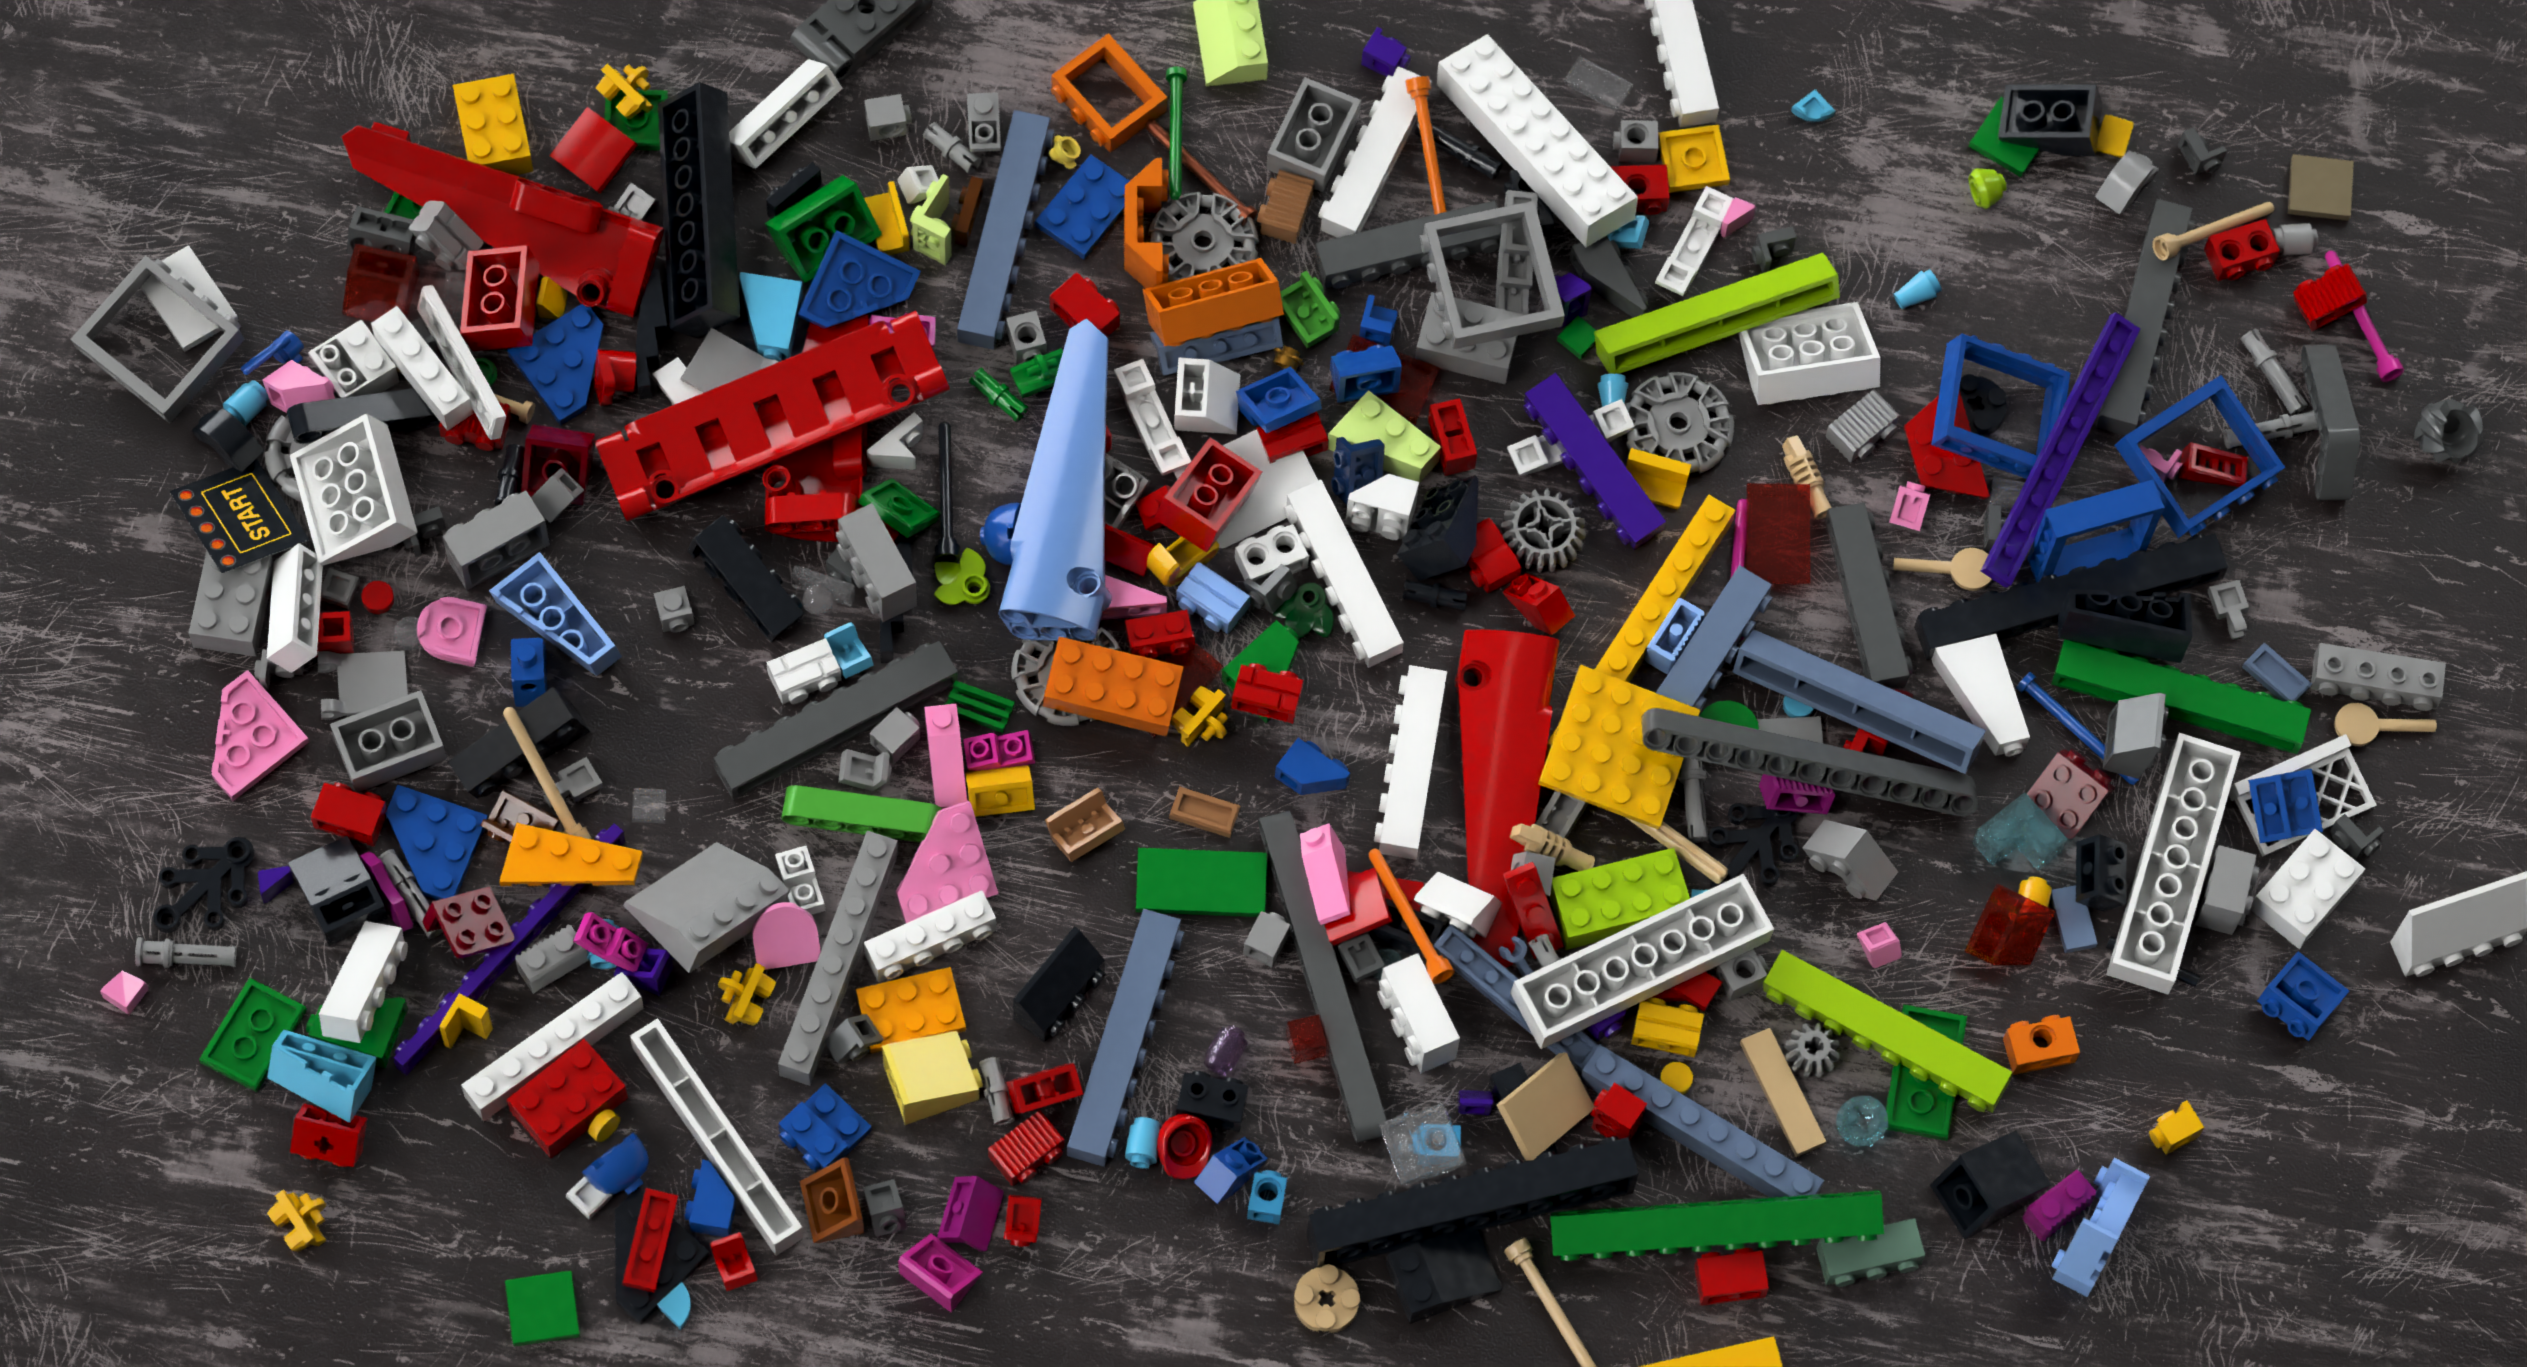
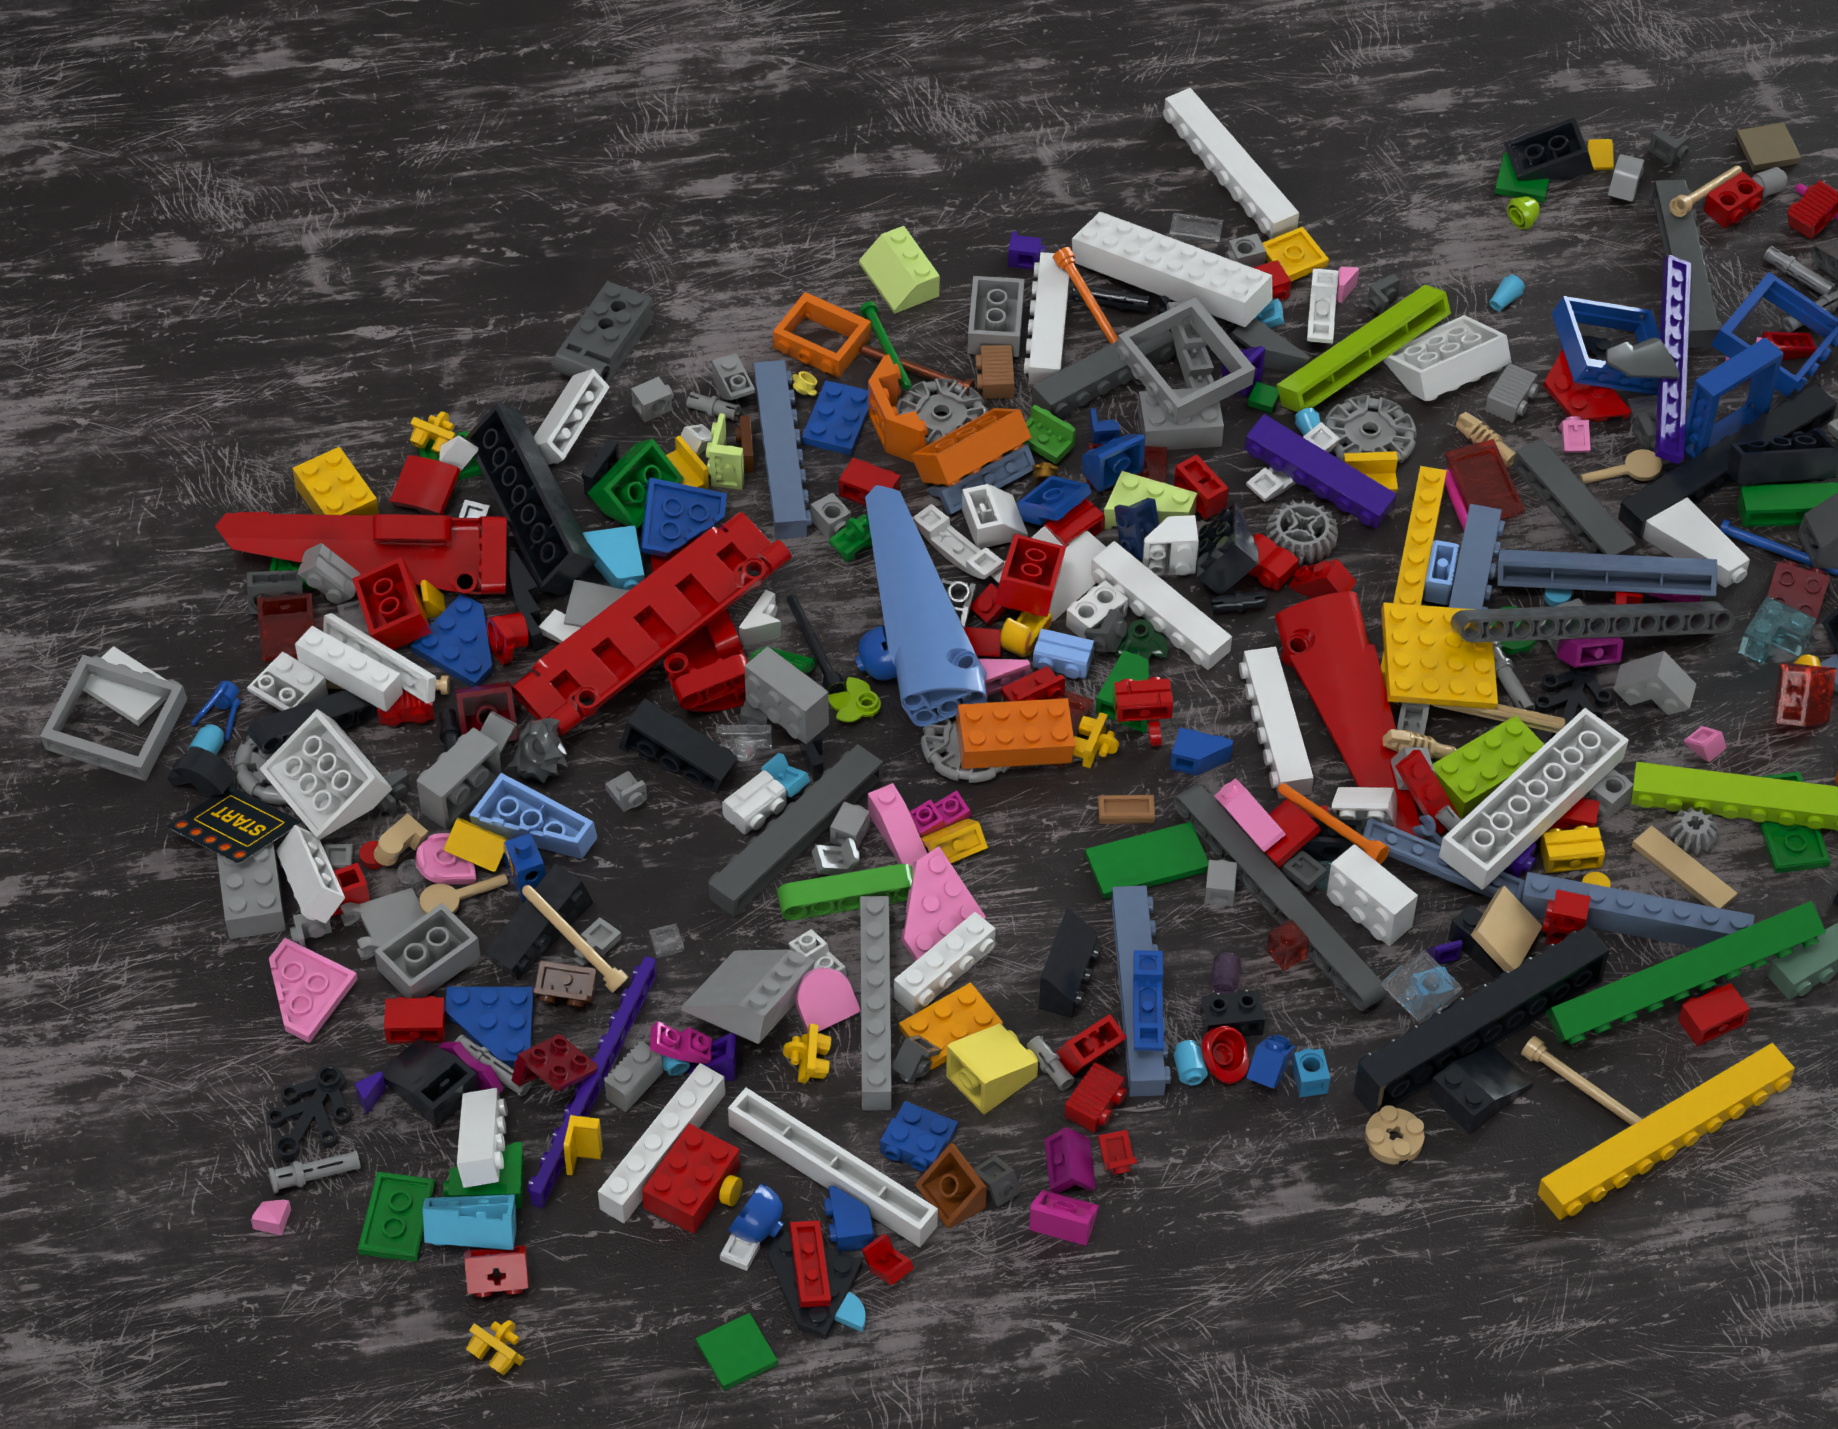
camera: 15 degrees left, 15 degrees down
(296, 385) = (241, 713): bright pink slope -> none
(405, 591) = (398, 838): none -> tan leg
(433, 677) = (446, 894): none -> tan piece
(487, 623) = (475, 844): none -> yellow panel
(554, 857) = (605, 994): light orange wing -> none
(594, 534) = (539, 750): none -> dark grey hair
(640, 124) = (457, 452): none -> white slope
(954, 696) = (911, 783): green tile -> none
(998, 394) = (826, 563): green pin -> none
(1083, 825) = (1033, 844): medium nougat bracket -> none
(1120, 1063) = (1148, 1001): none -> blue slope
(1272, 732) = (1154, 732): none -> red tile
(1813, 108) = (1367, 199): medium azure tile -> none
(1848, 1116) = (1758, 858): clear light blue gear -> none
(2014, 448) = (1643, 359): none -> dark grey panel

